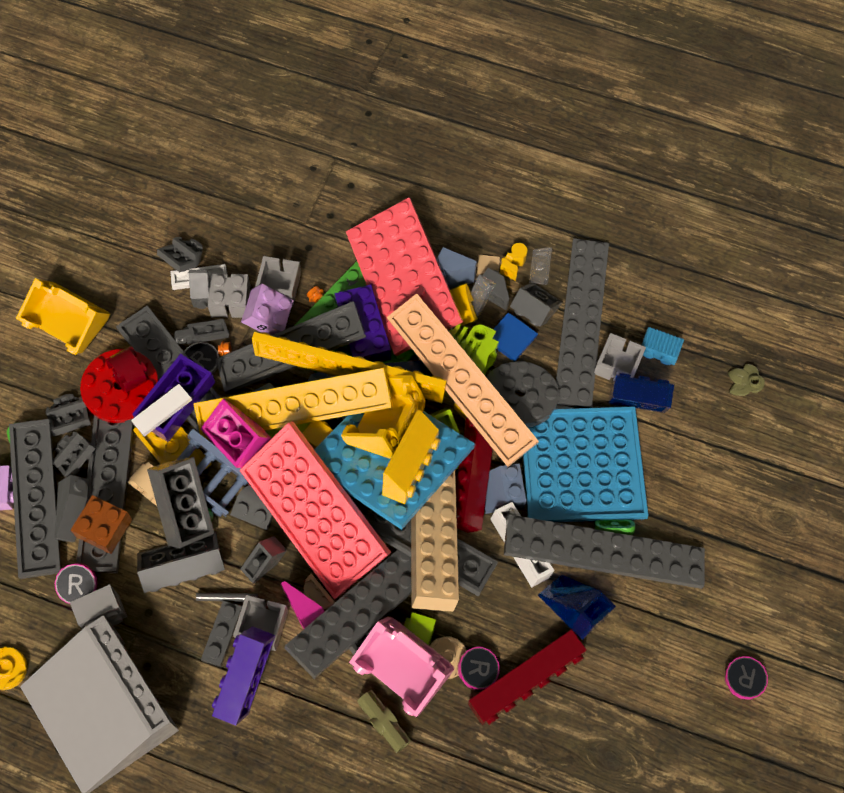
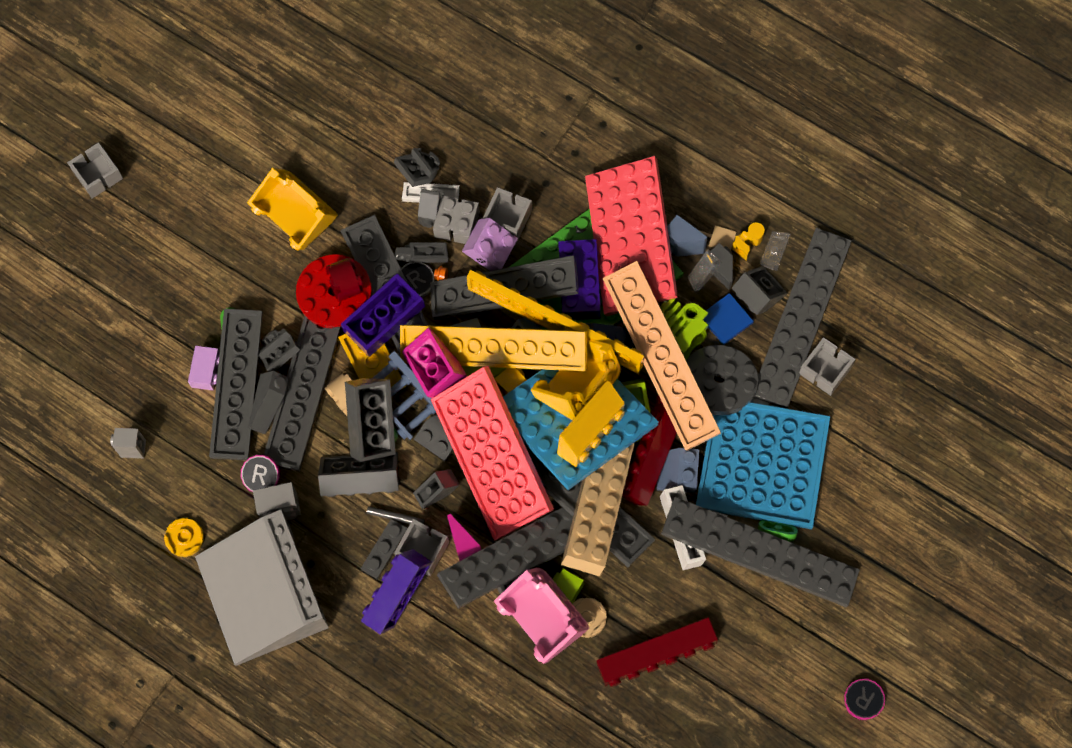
camera: 20 degrees right, 5 degrees up
(67, 414) = (279, 309): dark grey slope -> none
(101, 524) = (293, 424): dark orange brick -> none
(161, 410) = (368, 326): white tile -> none
(315, 294) = (541, 235): orange plate -> none
(317, 593) = (479, 532): tan tile -> none
(383, 721) = (515, 661): olive piece -> none
(463, 299) = (684, 273): yellow slope -> none
(478, 668) = (613, 633): black tile -> none
(577, 604) = (720, 596): clear blue slope -> none
(641, 393) = (837, 404): clear blue slope -> none
(662, 346) = (874, 360): dark azure brick -> none
(743, 380) = (949, 410): olive plate -> none

